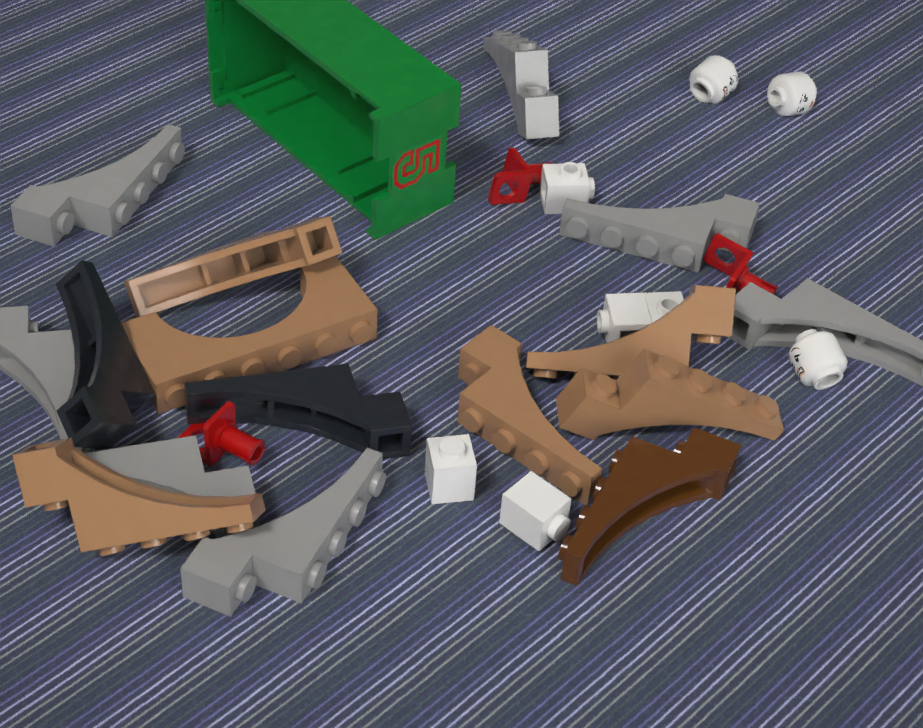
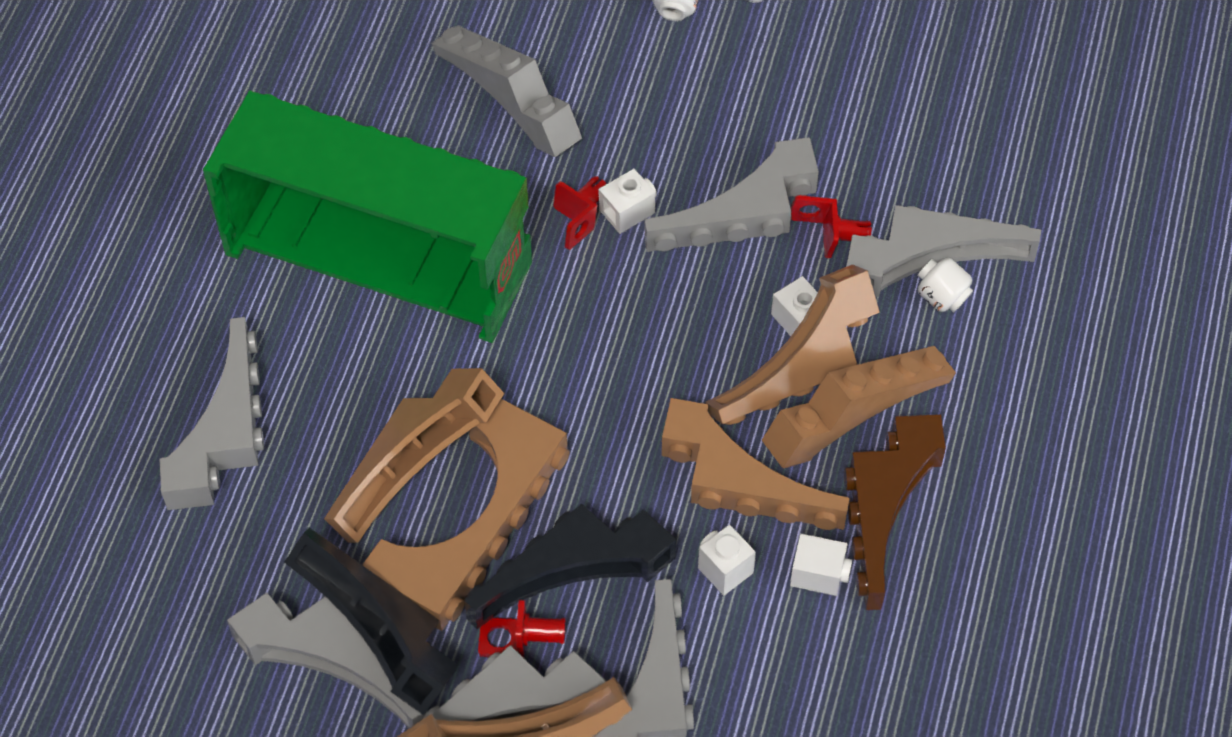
camera: 25 degrees left, 15 degrees up
(622, 315) = (767, 326): white brick -> none

